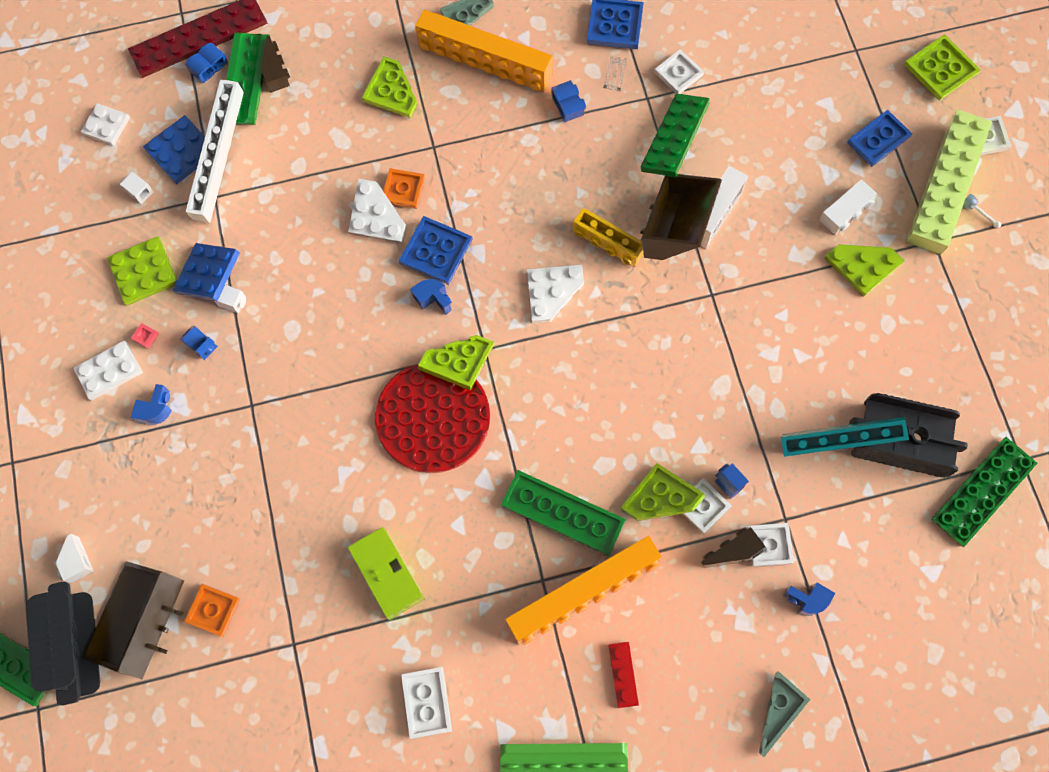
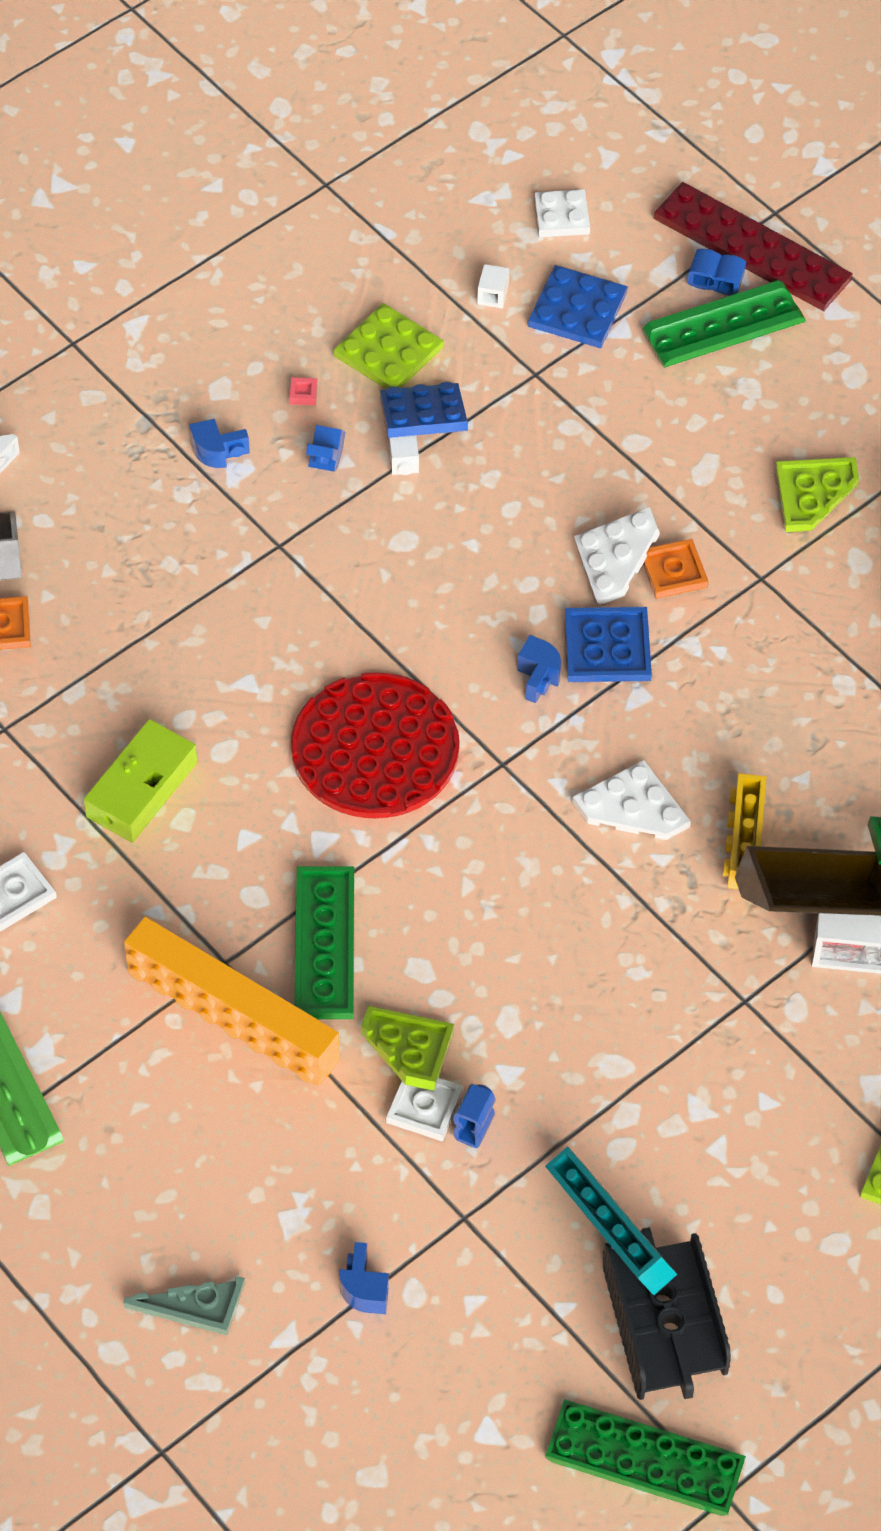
camera: 60 degrees right, 15 degrees down
(108, 370) = (239, 378): white plate -> none
(214, 151) = (591, 337): white brick -> none
(272, 69) = (755, 345): dark brown slope -> none
(458, 360) = (464, 735): lime plate -> none
(623, 675) = (149, 1103): red plate -> none
(739, 550) = (385, 1163): dark brown slope -> none
(778, 544) = (414, 1206): white plate -> none

